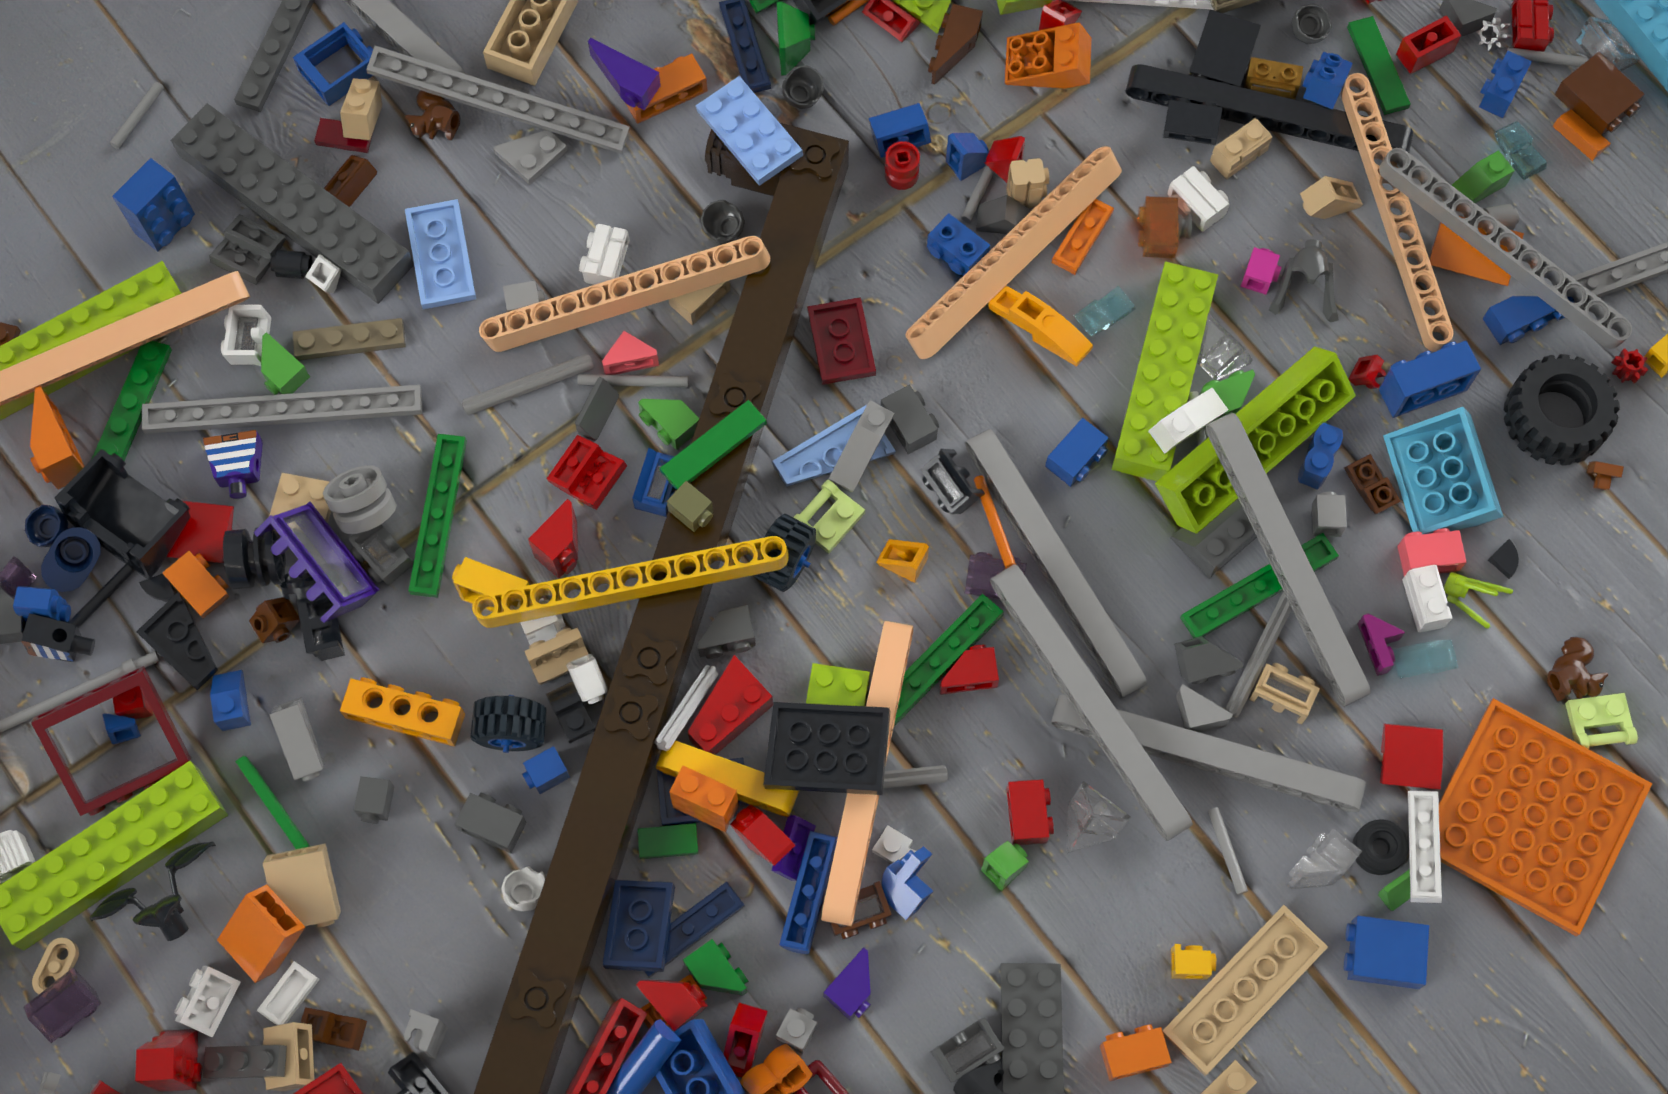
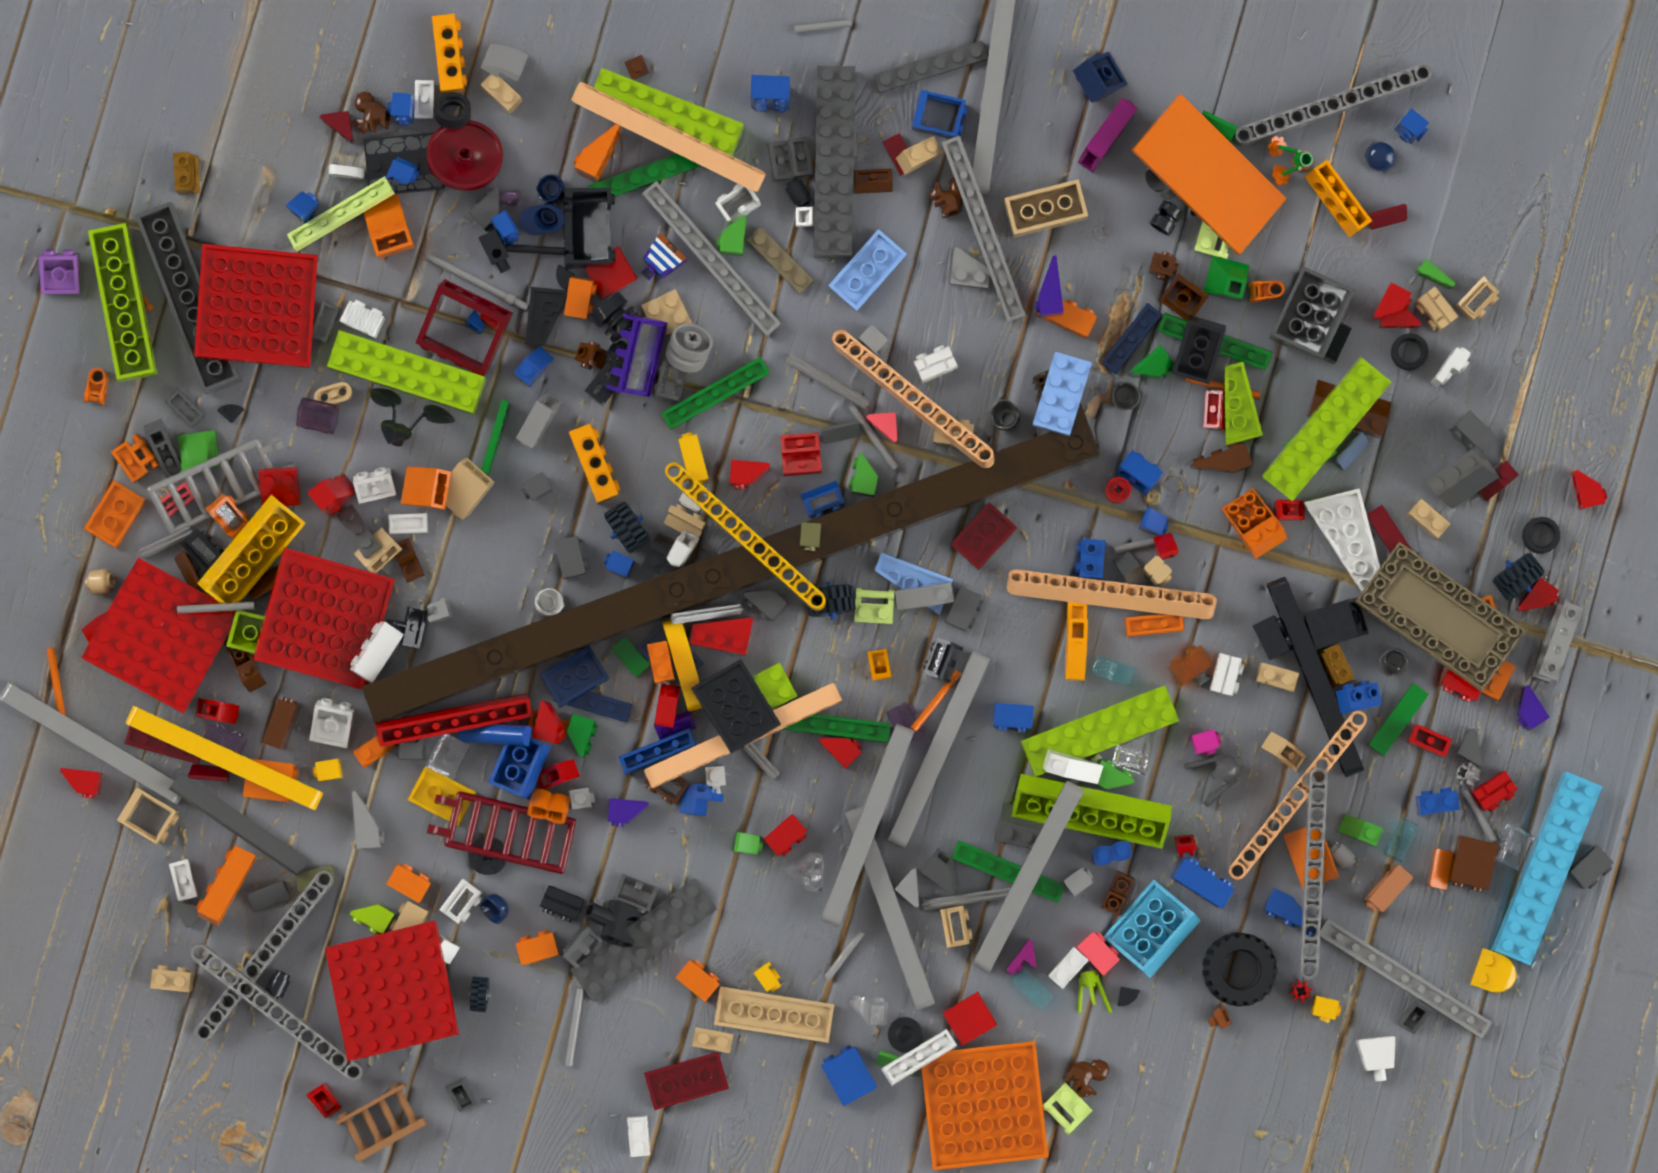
camera: 55 degrees right, 15 degrees up
(713, 445) = (856, 520): green tile -> none
(1572, 192) = (1387, 889): none -> nougat window

